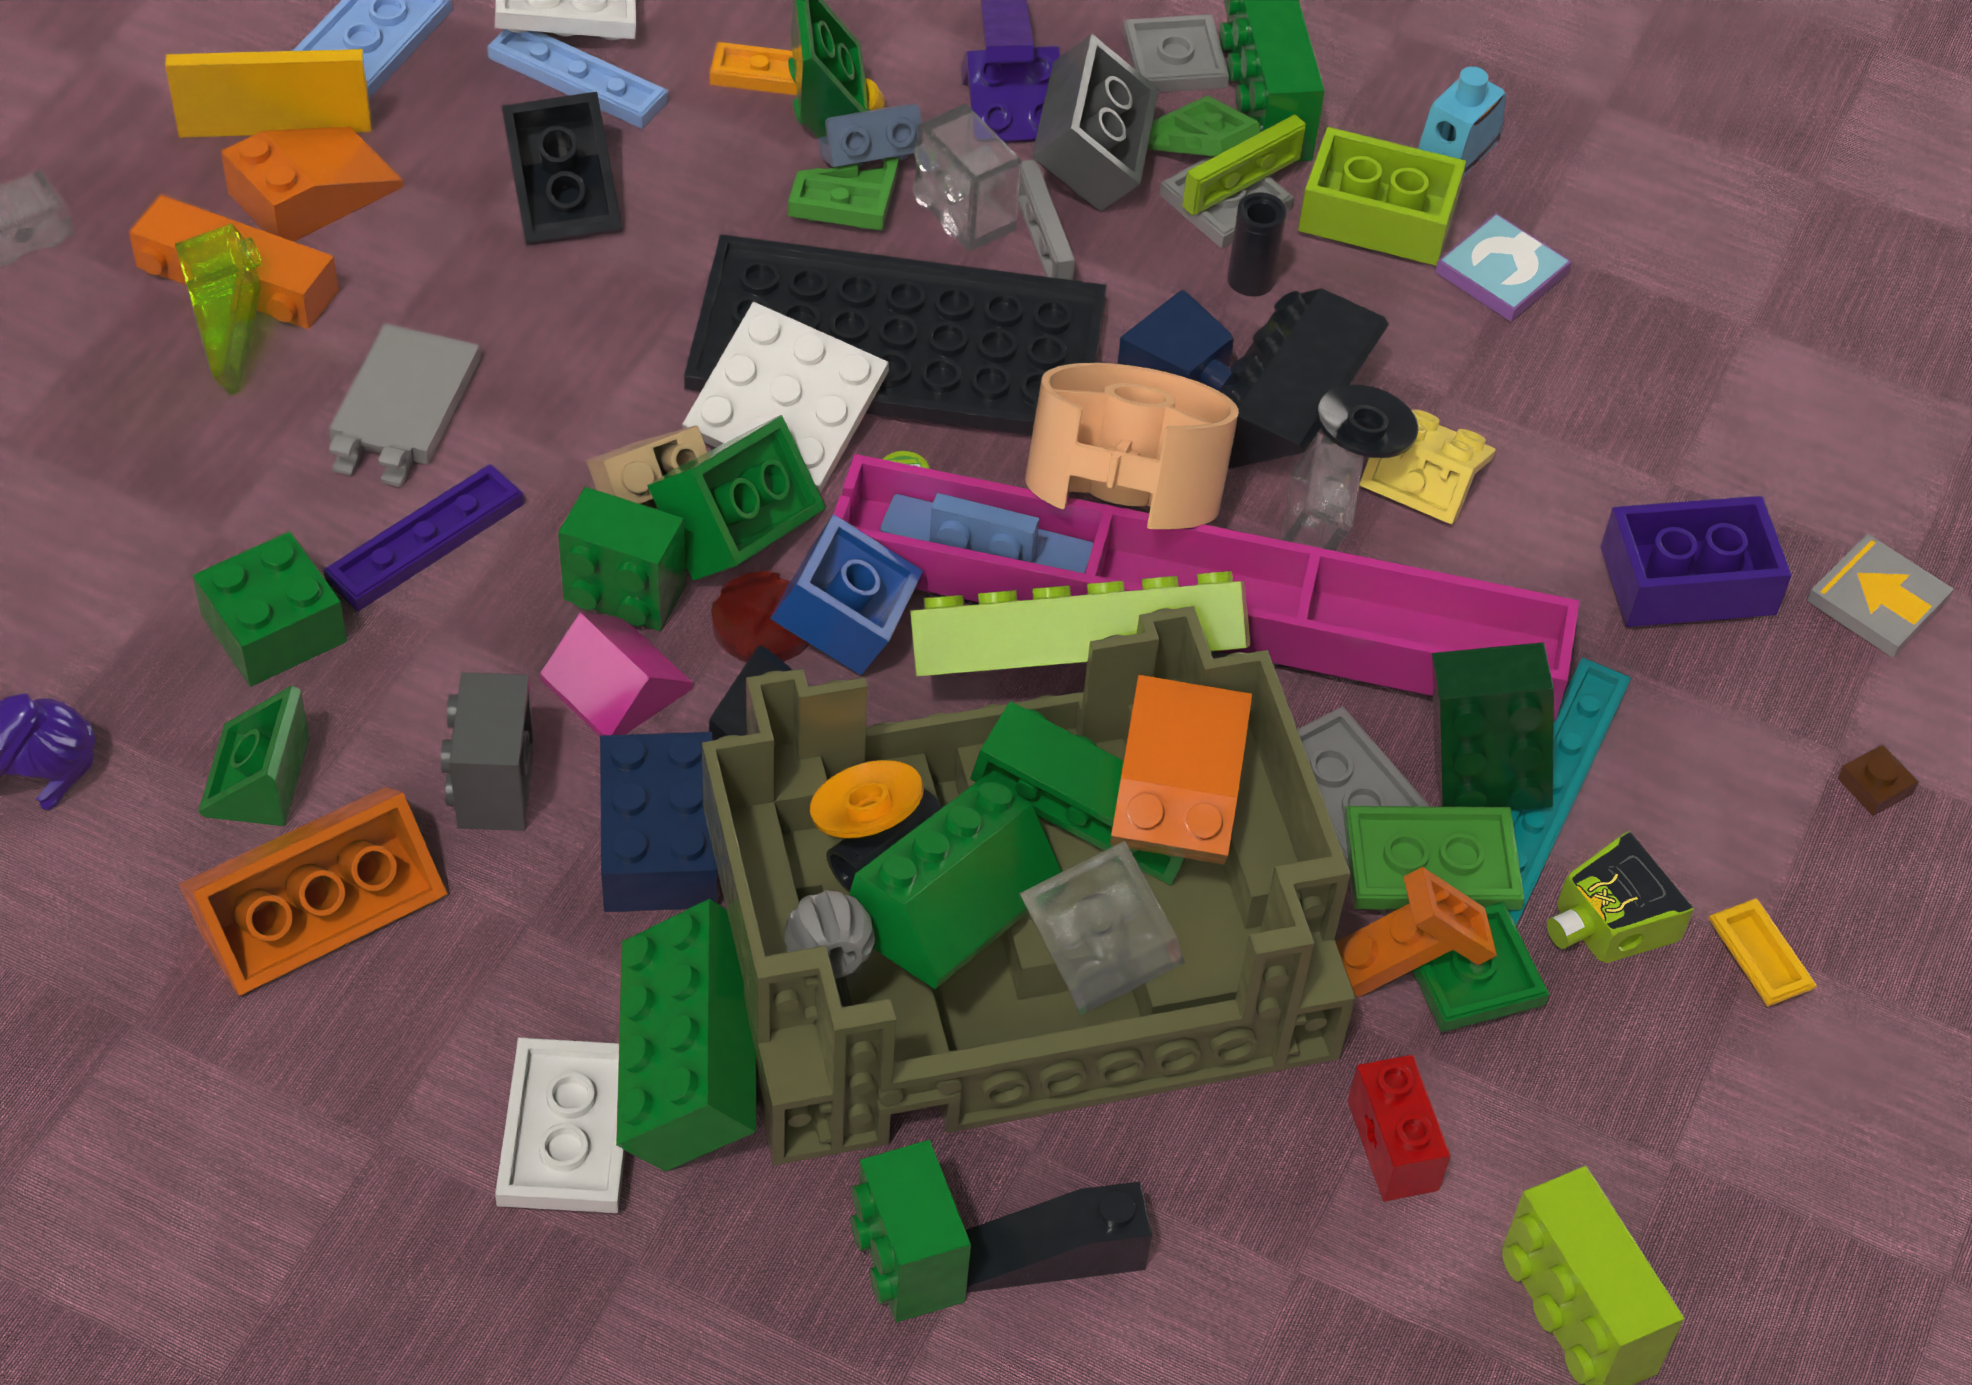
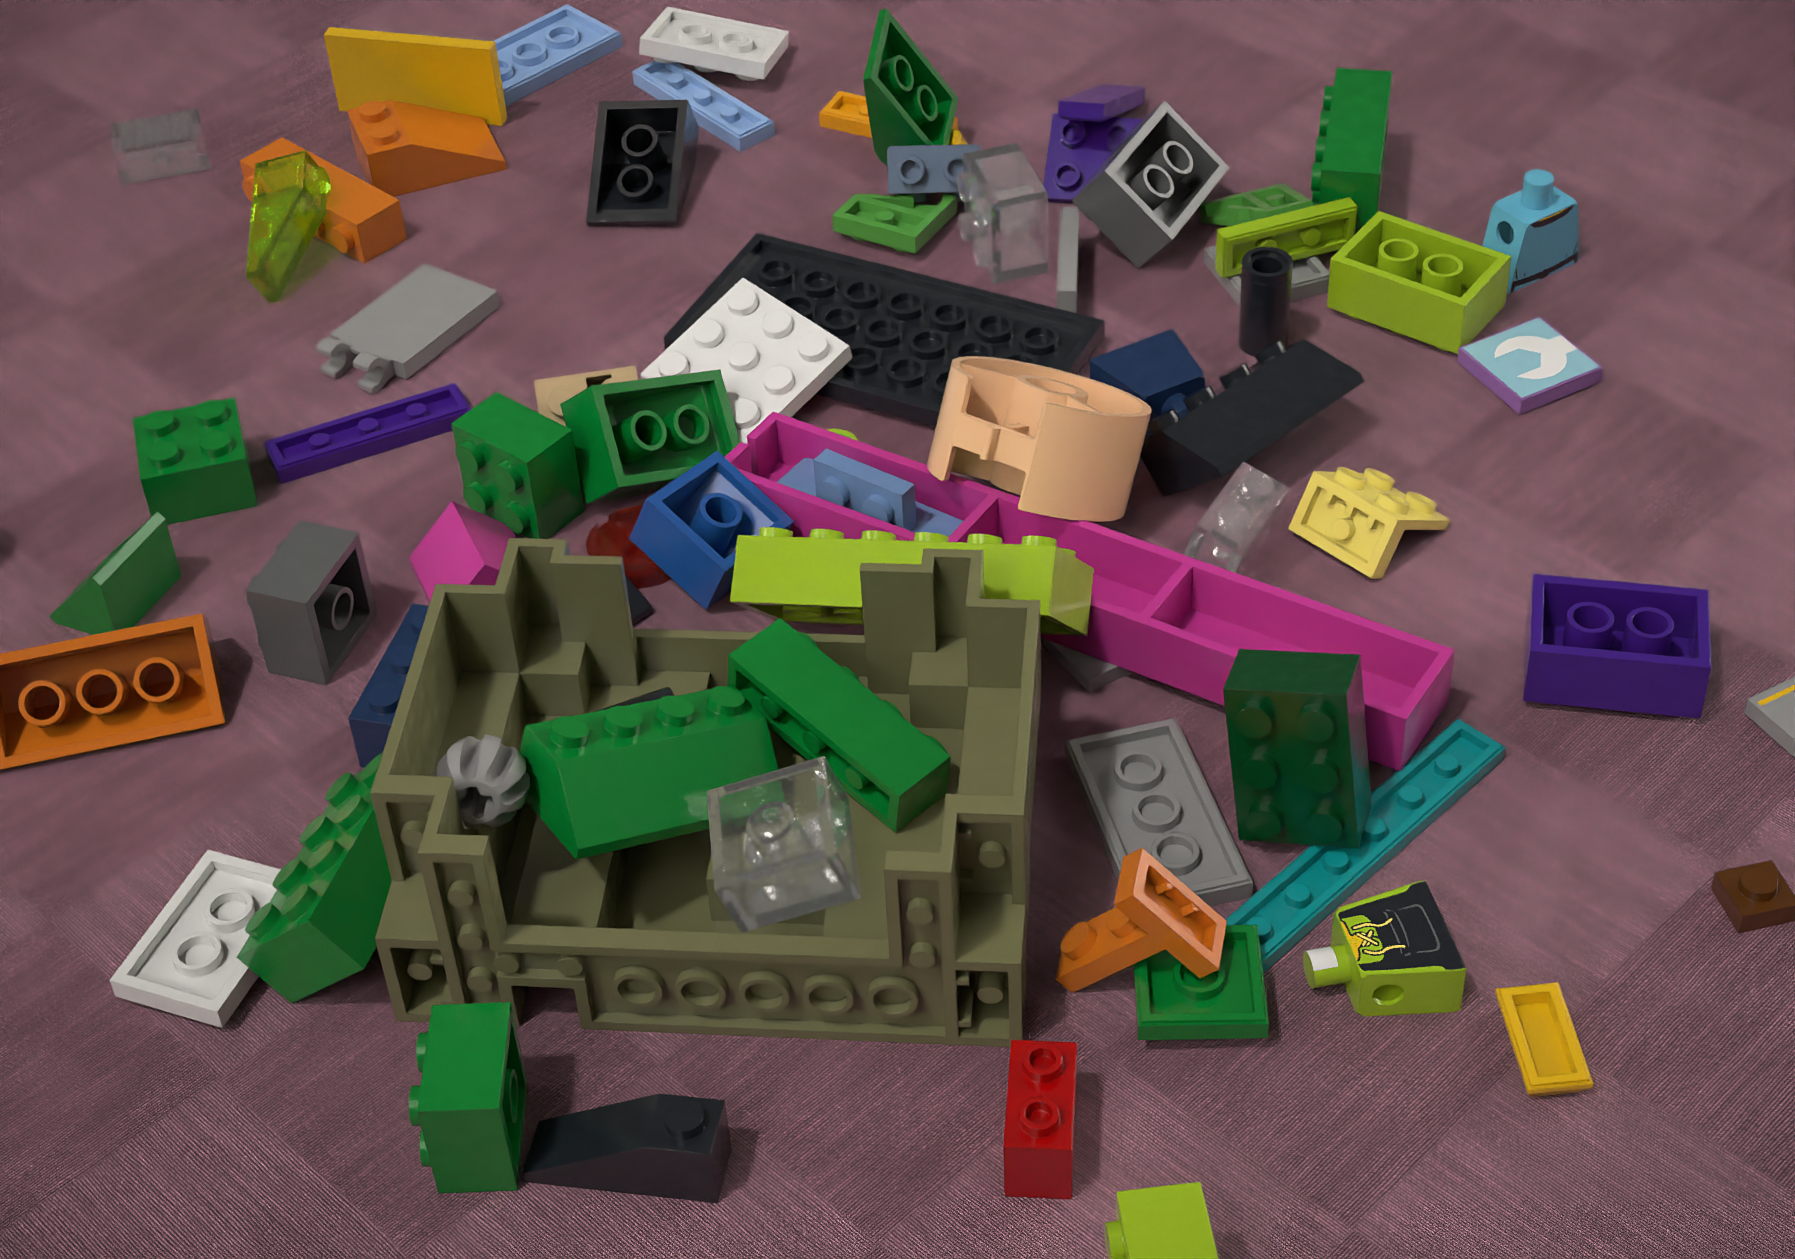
camera: 25 degrees right, 10 degrees down
(866, 799) = (598, 681): light orange dish -> none
(1176, 52) = (1271, 150): light grey tile -> none
(1182, 769) = (910, 704): orange slope -> none
(1367, 421) = (1297, 456): black dish -> none
(1461, 845) = (1231, 866): bright green tile -> none

